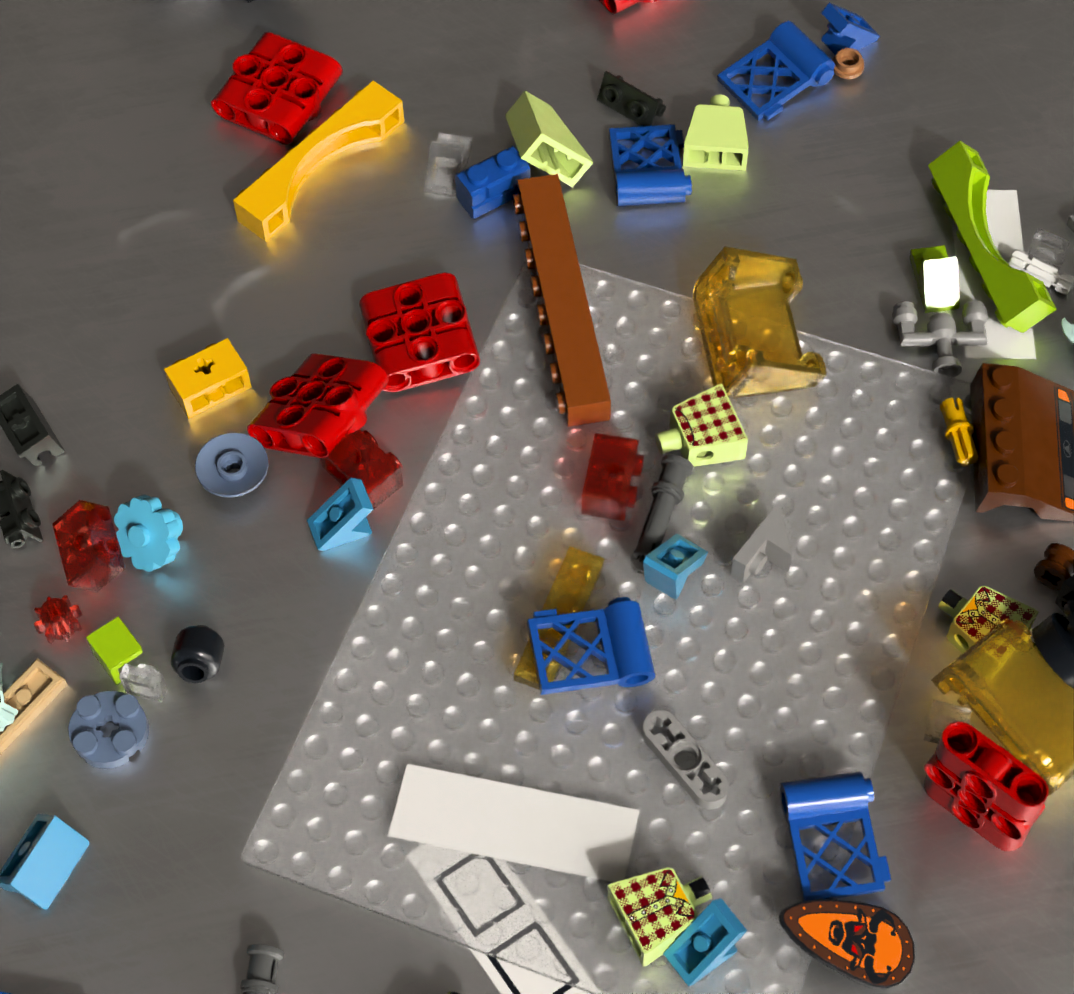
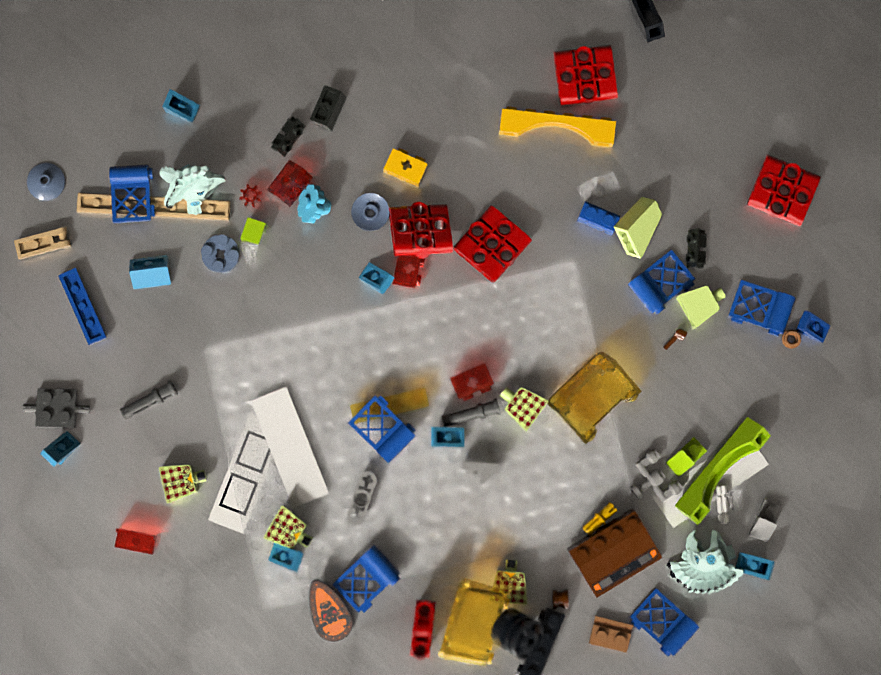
camera: 55 degrees right, 25 degrees up
(197, 653) = (274, 266): black head -> none
(563, 301) = (552, 296): dark orange brick -> none
(741, 185) = (680, 334): none -> reddish brown hand

